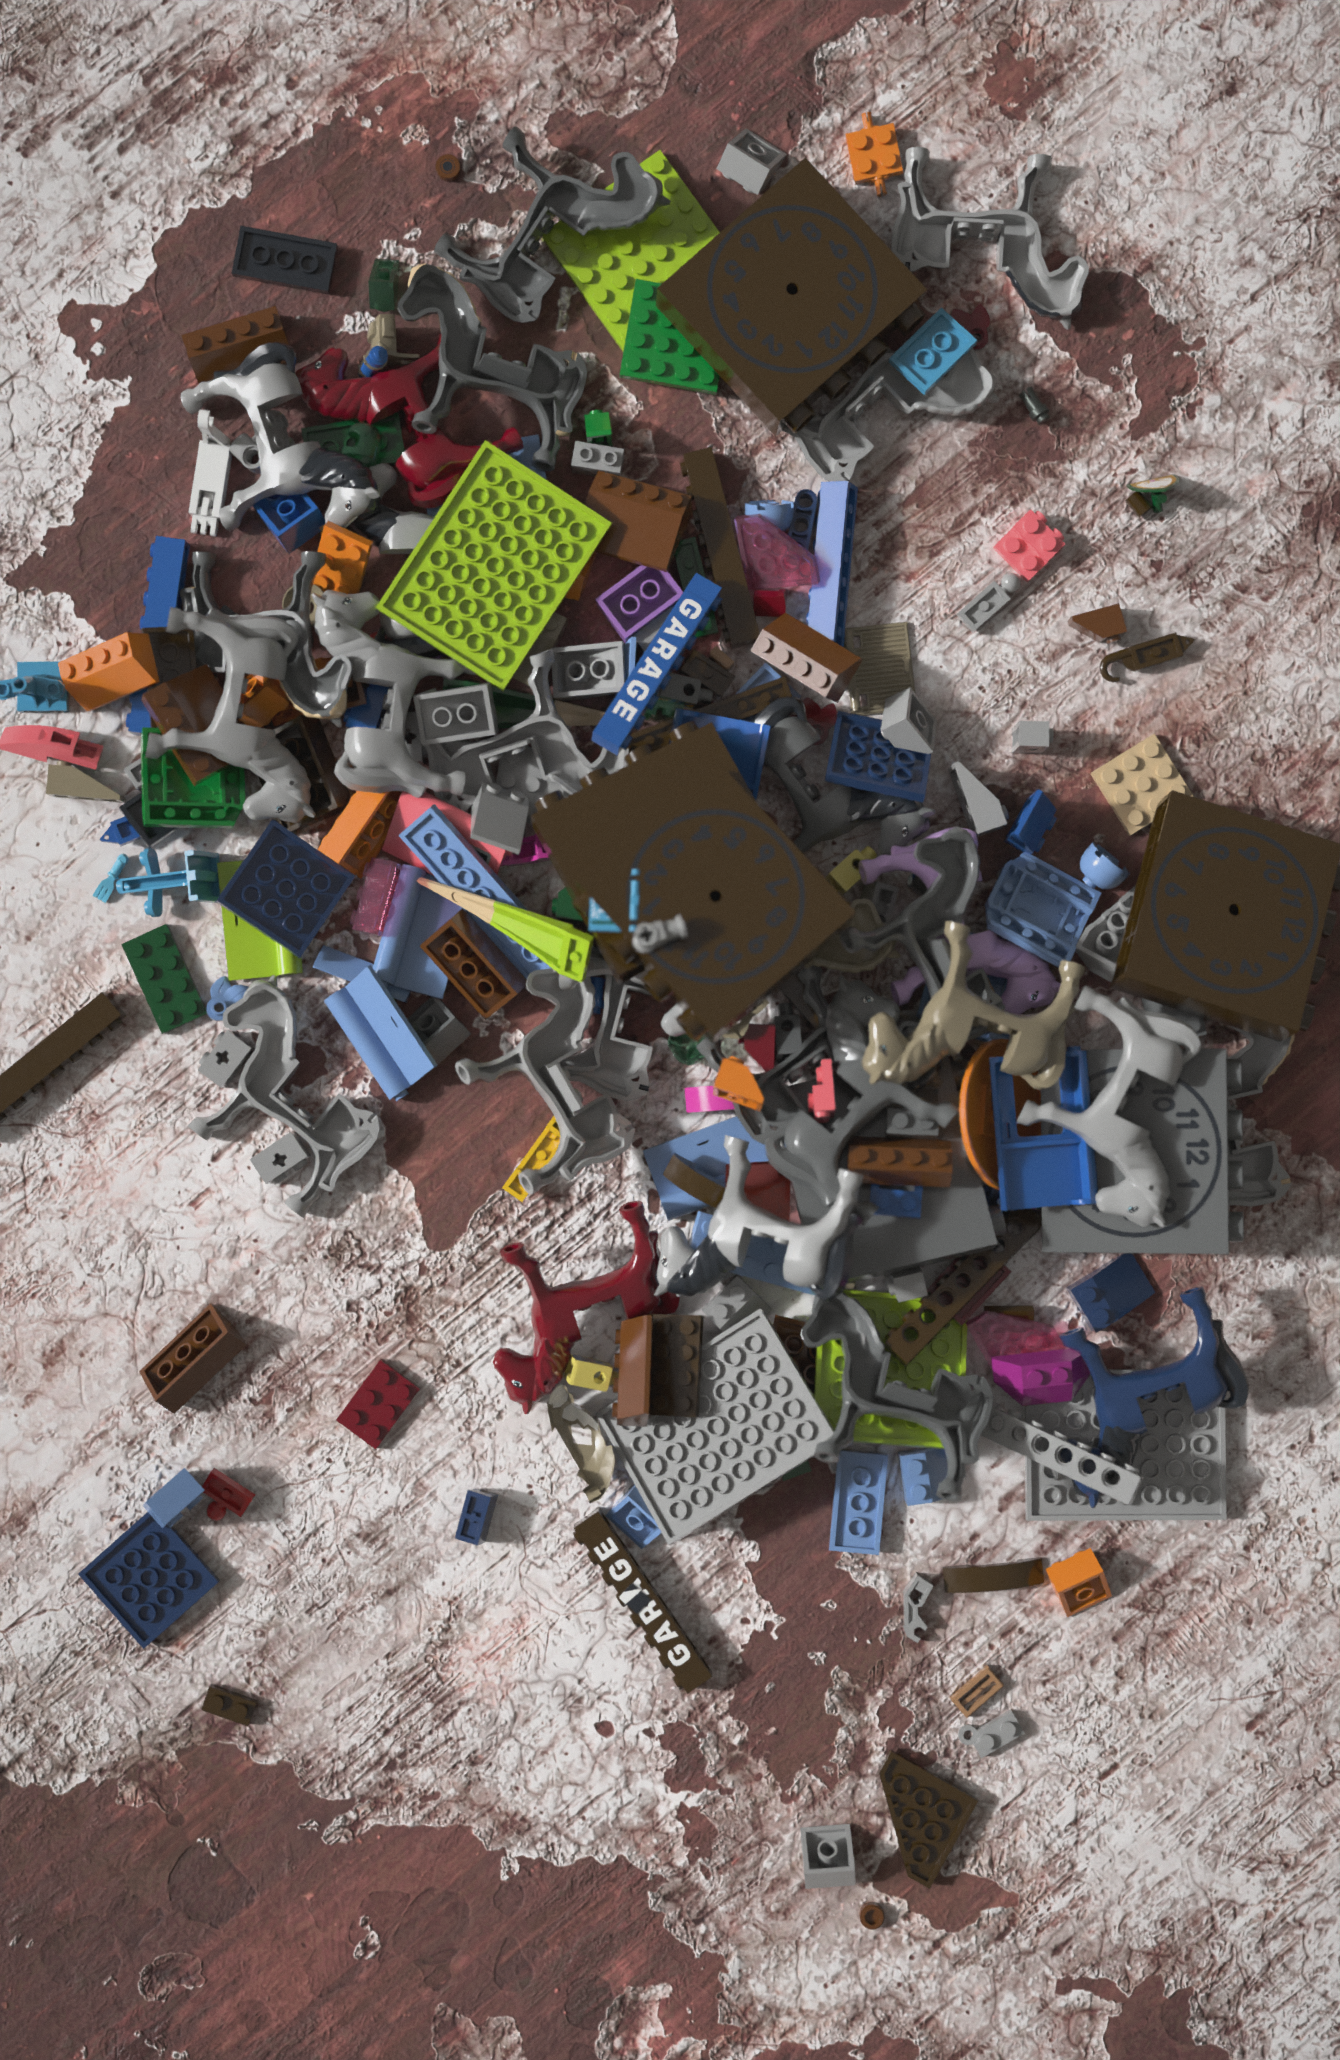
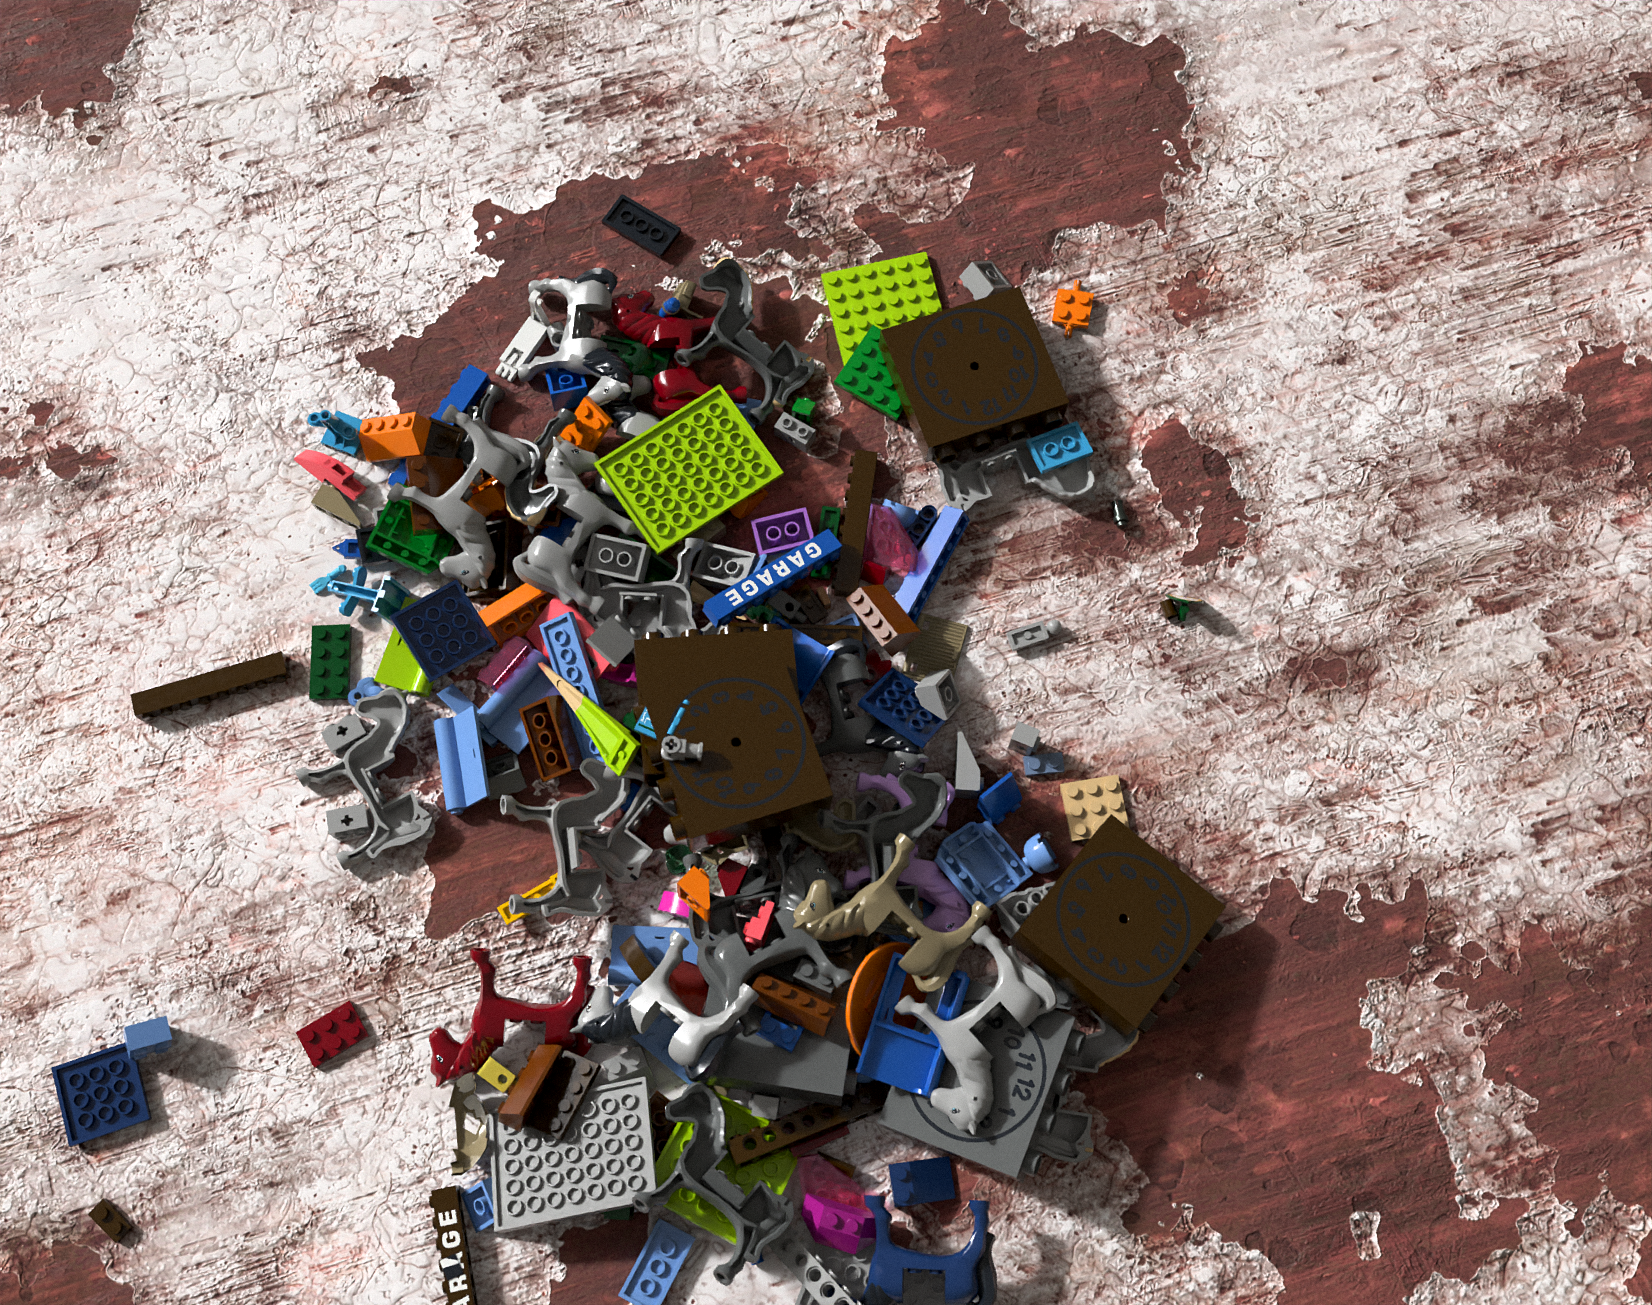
camera: 20 degrees right, 15 degrees down
(192, 1359) = (214, 942): reddish brown slope -> none
(226, 1494) = (189, 1055): red plate -> none
(230, 342) = (575, 260): reddish brown slope -> none
(384, 284) = (699, 264): clear green slope -> none
(448, 167) = (777, 210): reddish brown tile -> none
(476, 1516) = (363, 1151): dark blue hinge -> none
(516, 279) = (790, 292): dark grey animal -> none
(643, 518) = (807, 480): reddish brown slope -> none
(844, 875) = (844, 783): light yellow torso -> none
(921, 1474) = (710, 1257): medium blue slope -> none
(928, 235) = (1090, 371): light grey animal -> none
(974, 323) = (1098, 444): dark red plate -> none
(1030, 545) = (1078, 607): coral plate -> none
(1062, 756) = (1043, 764): none -> sand blue plate
(1101, 624) = (1107, 680): reddish brown slope -> none
(1146, 654) = (1134, 716): dark brown plate -> none

